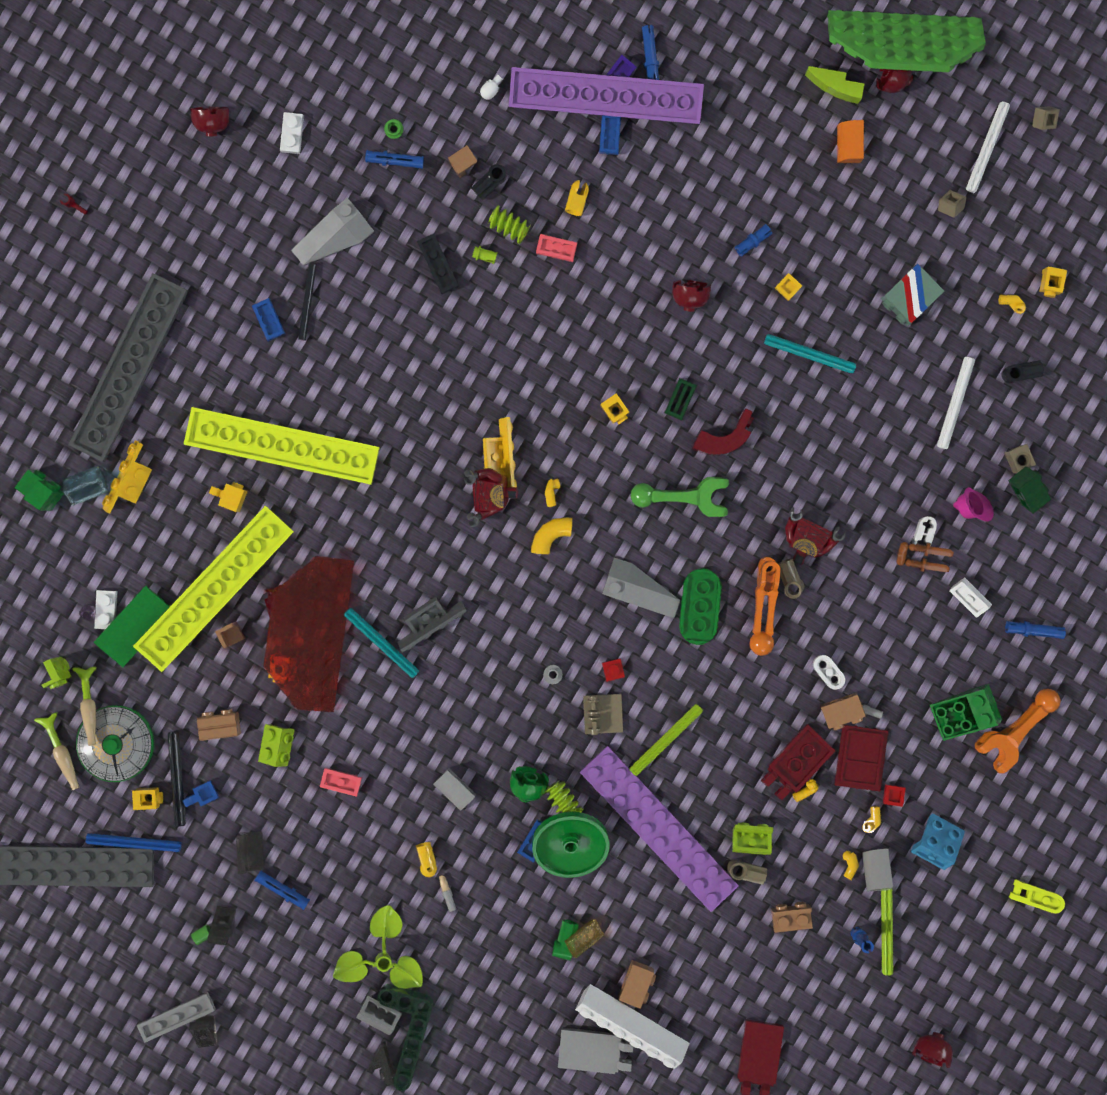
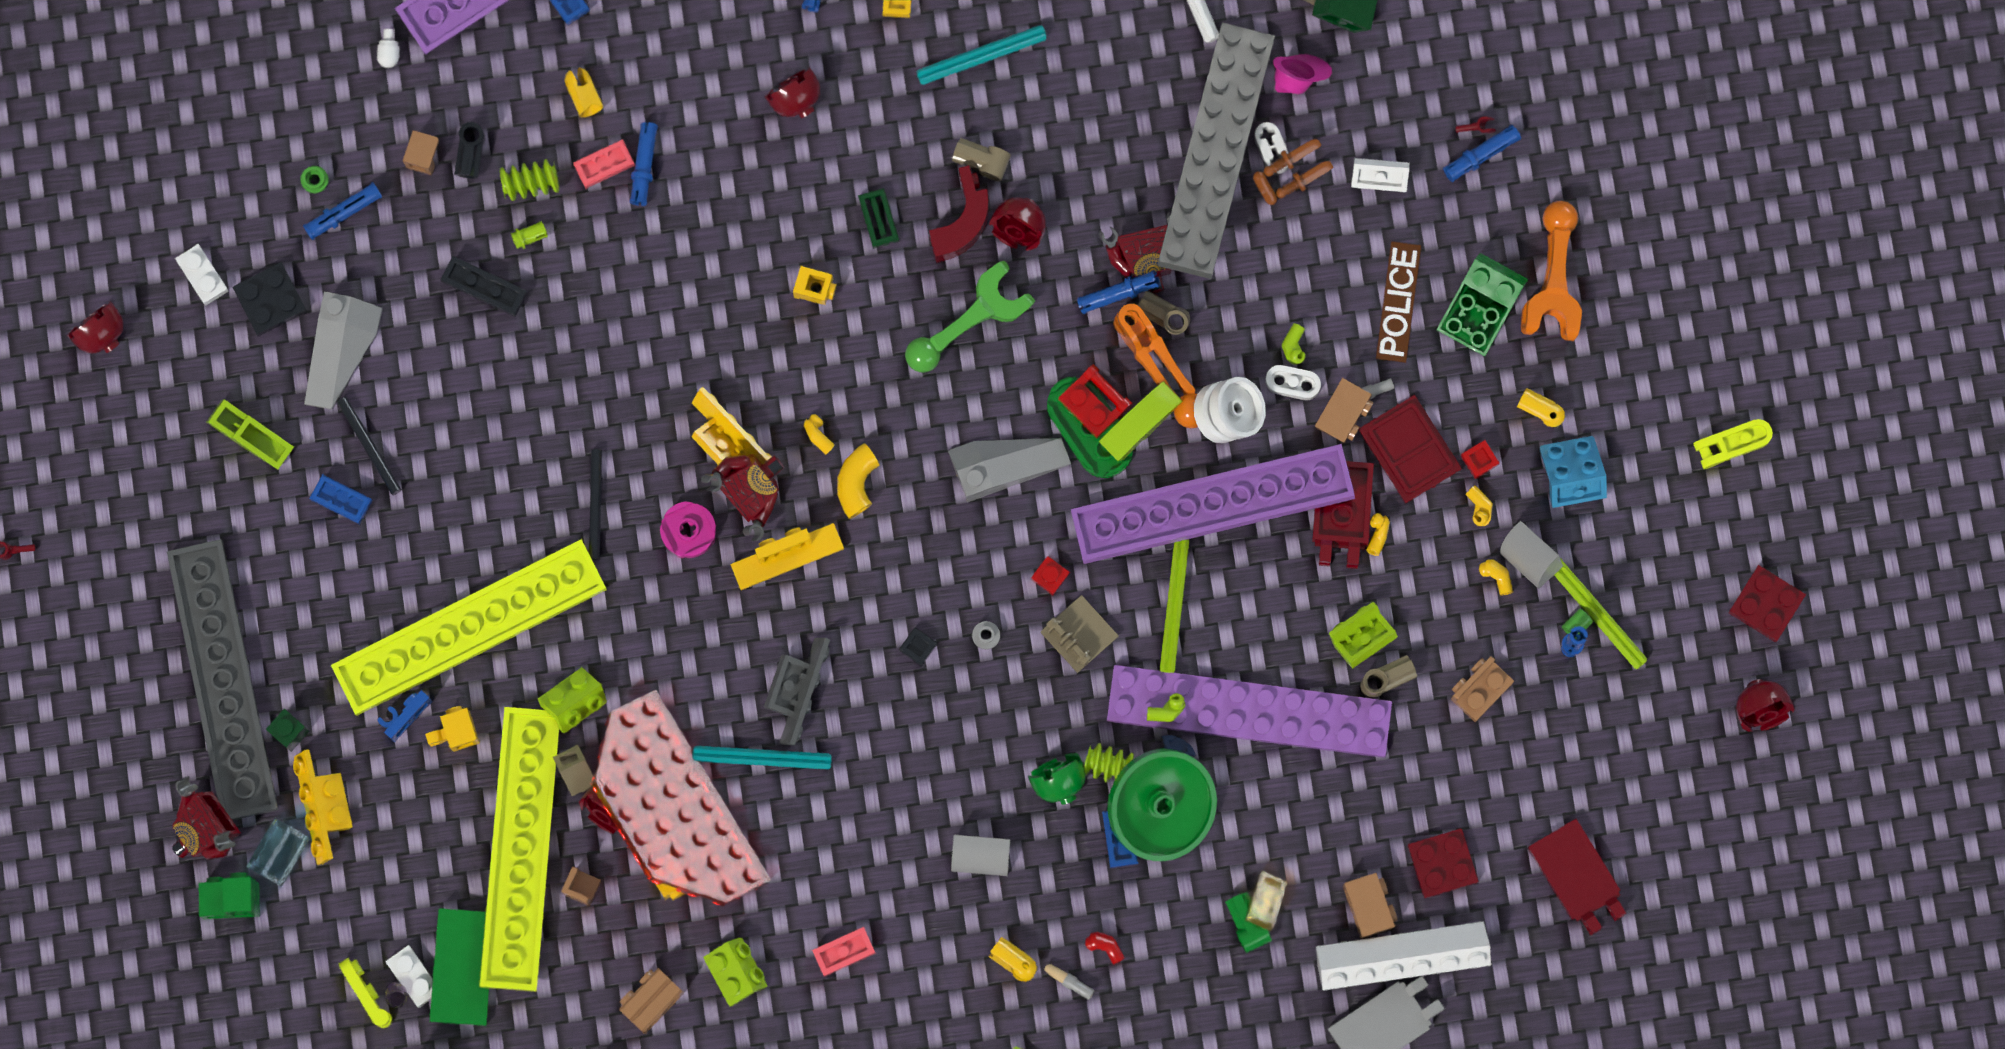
camera: 35 degrees left, 10 degrees down
(54, 439) = (202, 824): none -> dark red torso
(71, 599) = (365, 993): none -> neon yellow plate
(141, 423) = (287, 730): none -> dark green brick
(218, 465) = (414, 707): none -> blue plate
(247, 243) = (249, 434): none -> lime slope
(275, 570) = (574, 770): none -> dark tan brick
(305, 530) = (573, 699): none -> lime bracket
(317, 176) = (269, 299): none -> black plate
(402, 433) = (595, 504): none -> black bar
(431, 494) = (702, 536): none -> dark pink plate
(481, 545) = (786, 554): none -> yellow bracket
(482, 889) = (1106, 943): none -> red arm
(512, 650) = (918, 646): none -> black tile
(579, 264) = (642, 174): none -> blue pin
(604, 816) = (1177, 743): none -> dark blue tile
(615, 797) = (1169, 711): none -> lime arm
(694, 992) = (1442, 863): none -> dark red plate
(708, 596) = (1088, 407): none -> red plate
(729, 629) = (1140, 421): none -> lime slope
(731, 704) = (1212, 504): none -> medium lavender plate
(754, 464) = (1019, 223): none -> dark red cylinder
(765, 416) = (989, 161): none -> dark tan piece
(782, 662) = (1229, 410): none -> white wheel
(783, 550) = (1129, 288): none -> blue pin
(844, 650) = (1291, 346): none -> lime arm
(871, 925) = (1579, 619): none -> bright green hinge
(893, 514) = (1216, 151): none -> plate
(922, 673) = (1398, 302): none -> reddish brown sticker
(950, 794) = (1541, 407): none -> yellow piece
(981, 995) = (1767, 603): none -> dark red plate
(1044, 612) = (1479, 125): none -> dark red hand

